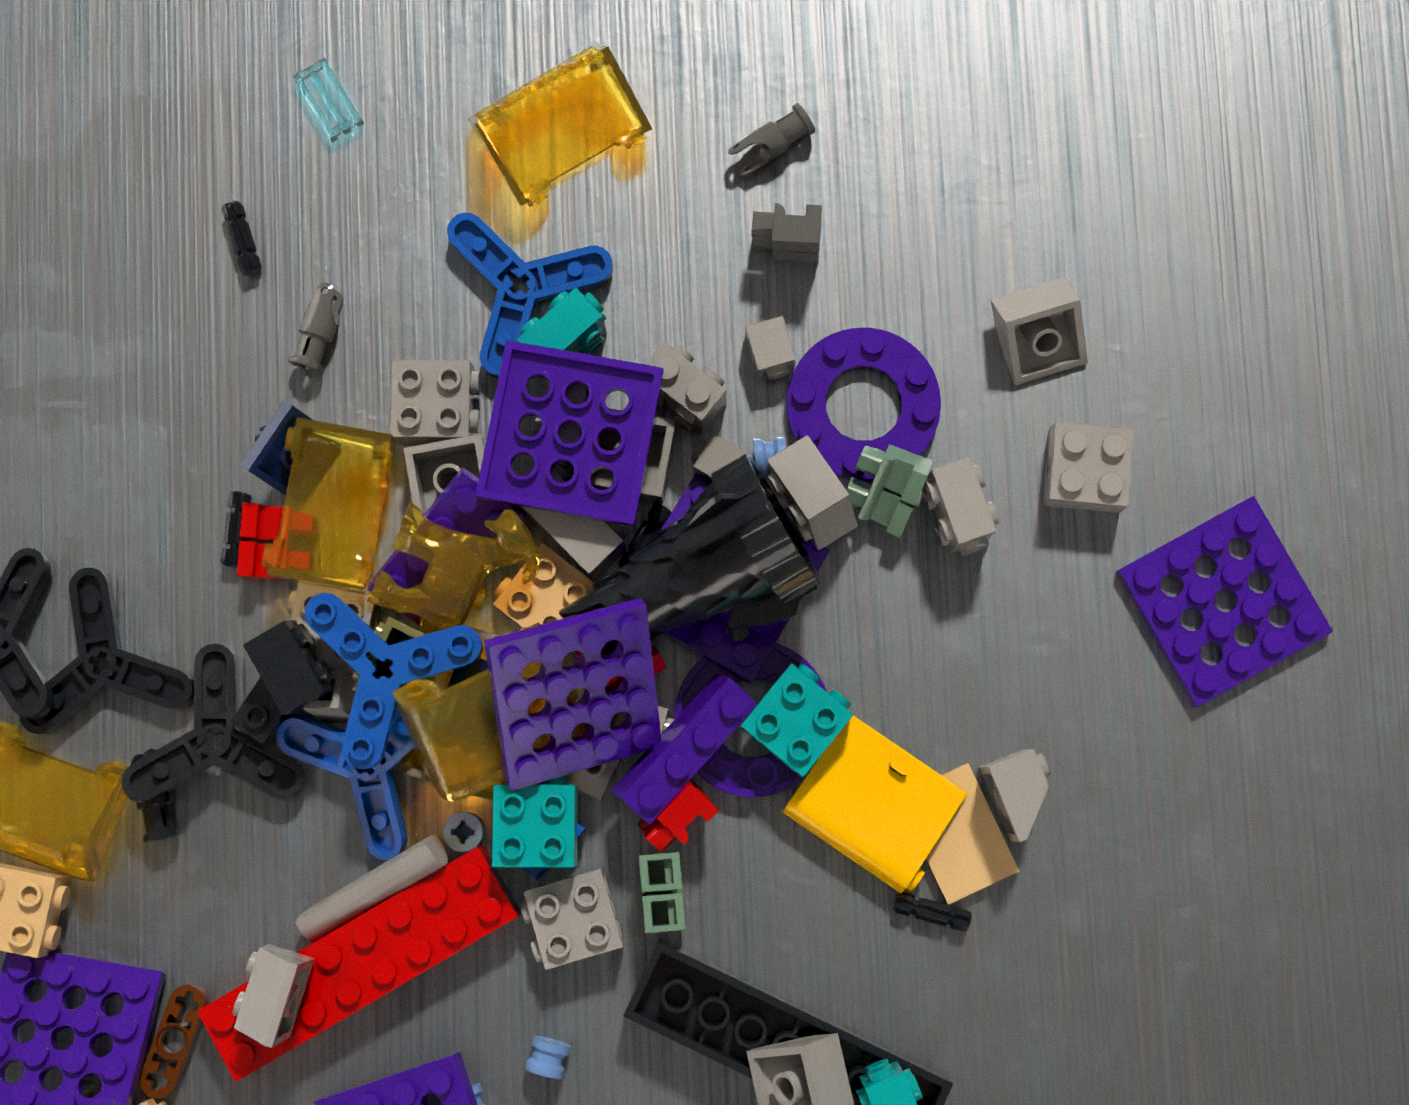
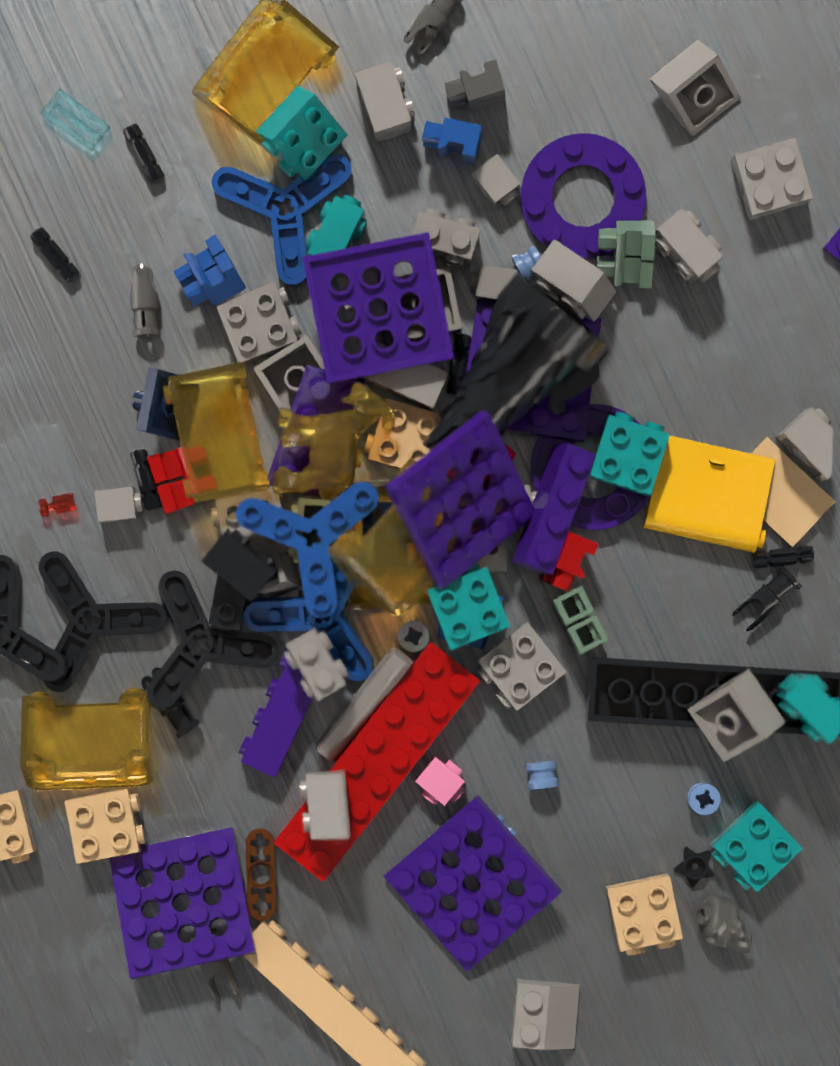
camera: 30 degrees left, 5 degrees up
(128, 518) = (60, 504): none -> clear red piece
(190, 544) = (118, 504): none -> light grey brick
(279, 860) = (277, 722): none -> dark purple brick
(329, 820) = (316, 663): none -> light grey brick
(387, 164) = (143, 153): none -> black axle
(401, 325) = (209, 275): none -> blue hips
(426, 1017) = (441, 782): none -> bright pink brick
(568, 206) = (301, 133): none -> teal brick
(676, 206) = (383, 101): none -> light grey brick
(741, 278) = (455, 137): none -> blue hips
(900, 951) = (770, 595): none -> black piece

